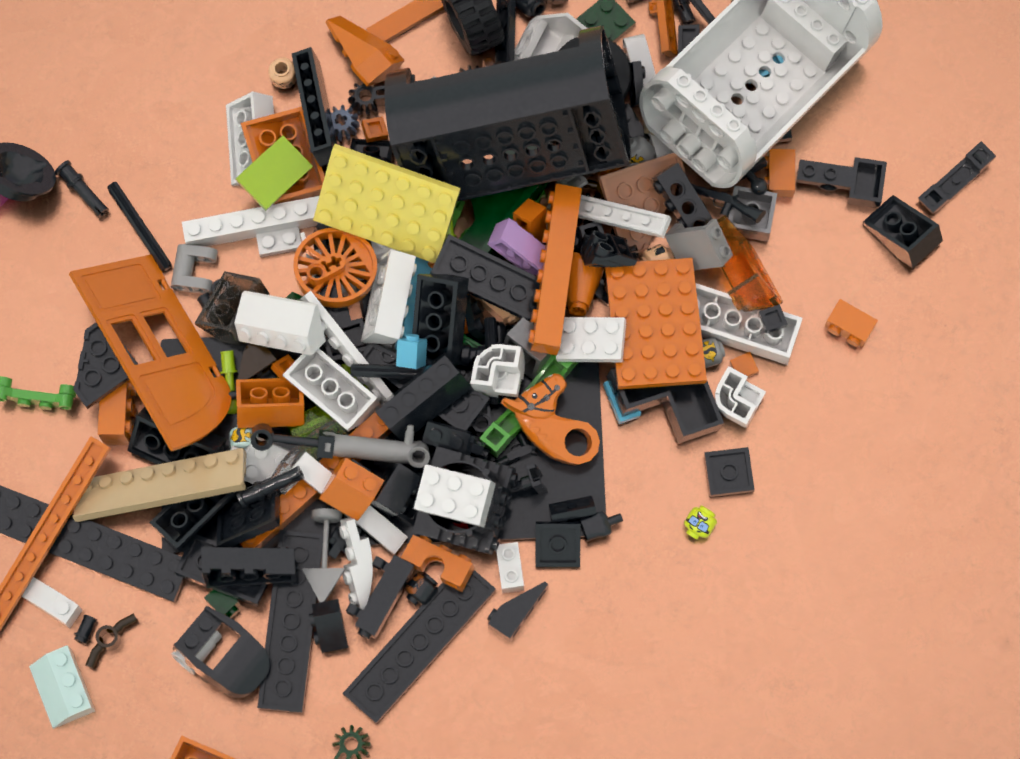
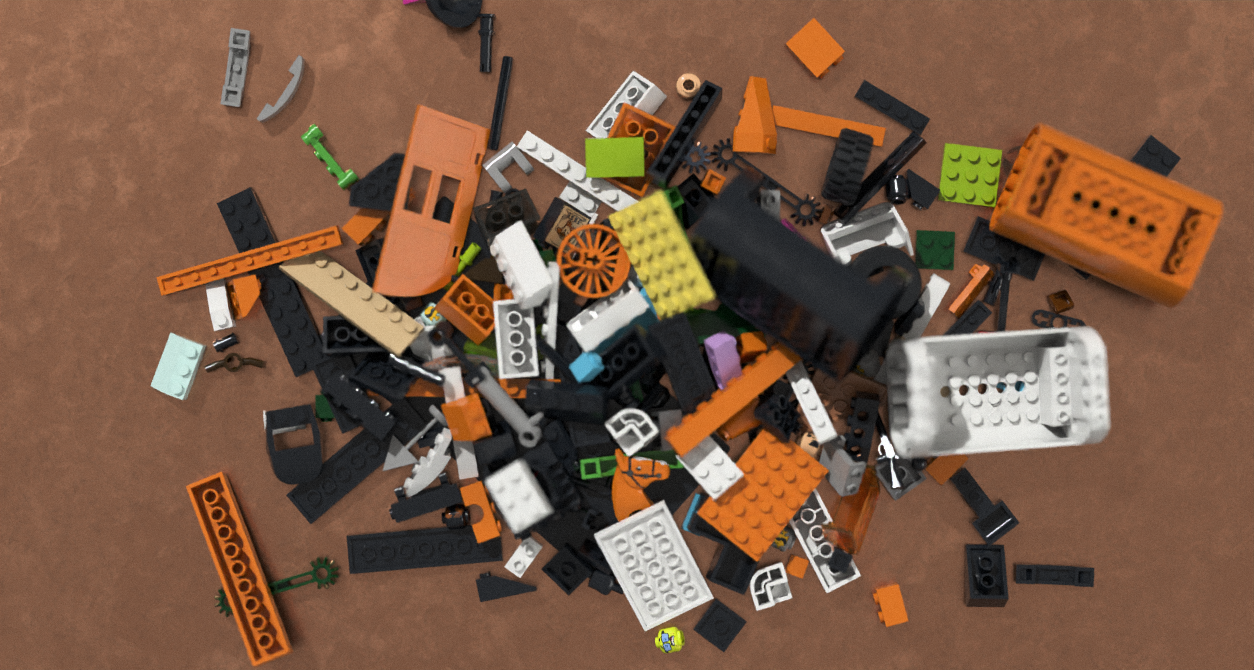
camera: 40 degrees right, 15 degrees up
(62, 572) = (243, 295): none -> orange slope
(277, 269) = (558, 223): none -> brick
(329, 626) = (376, 487): black brick -> none
(626, 469) = (654, 565): none -> white plate

